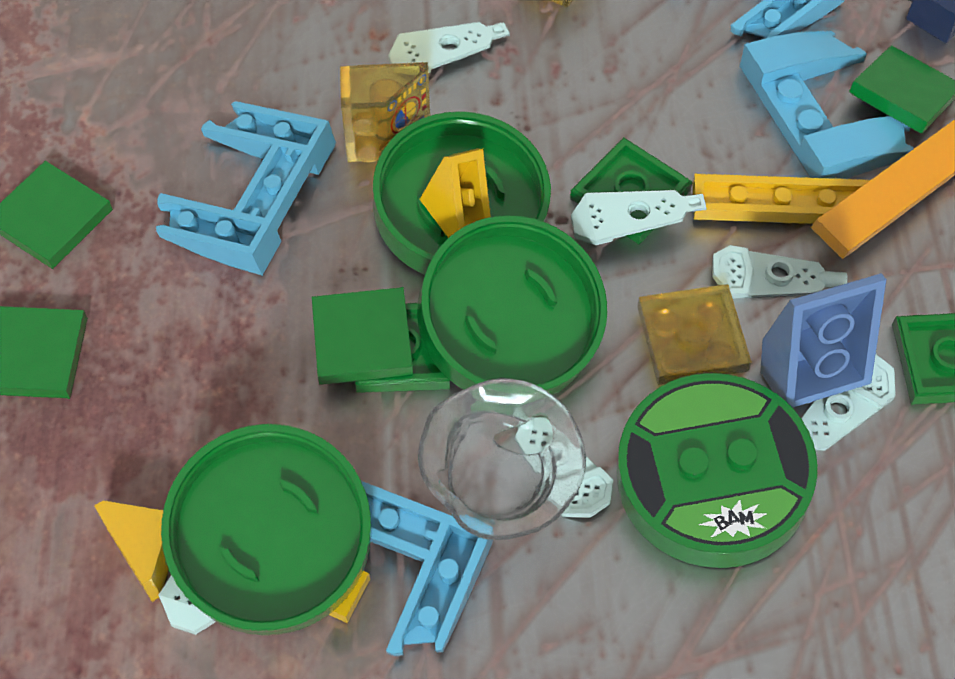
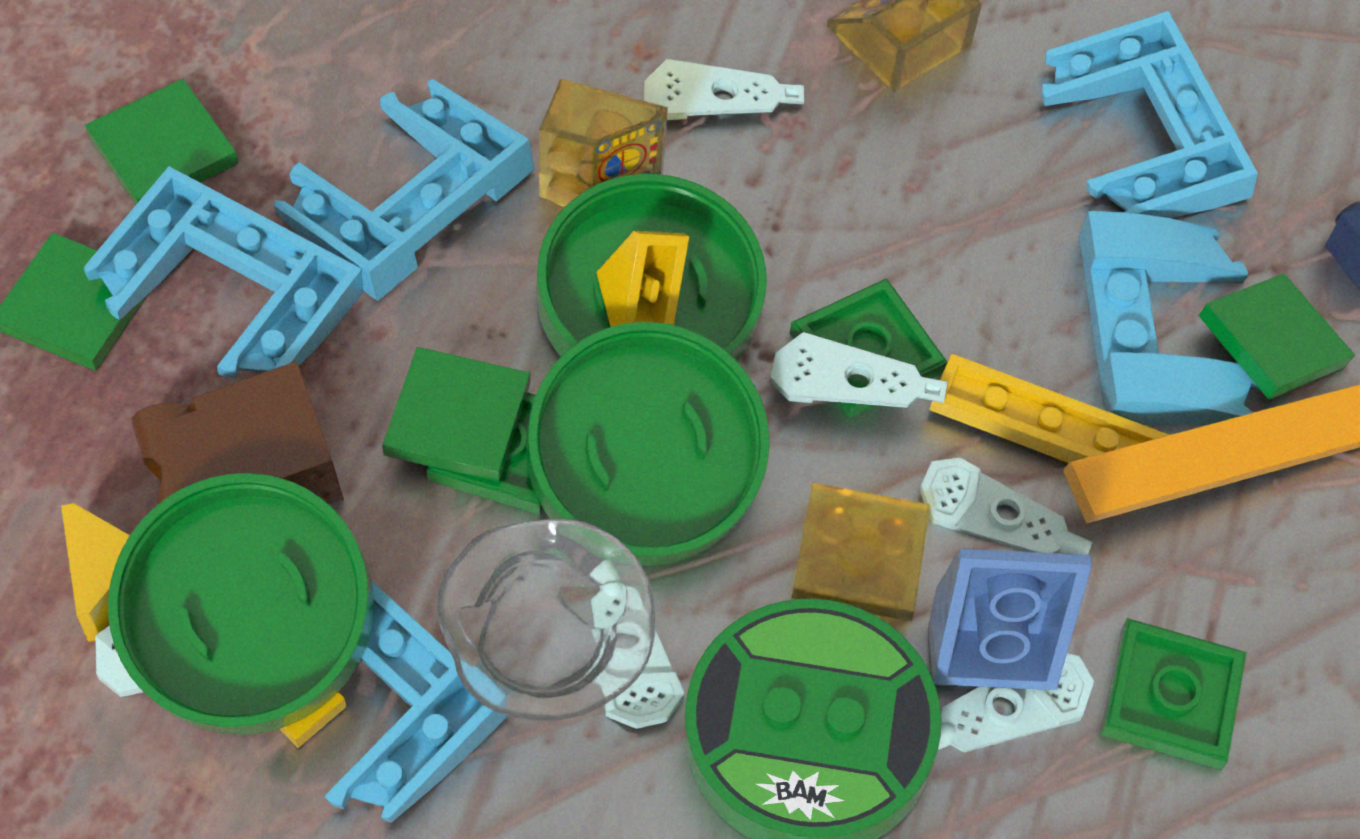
camera: 15 degrees right, 0 degrees up
(93, 257) = (181, 214): none -> medium azure wedge
(203, 403) = (240, 428): none -> reddish brown piece

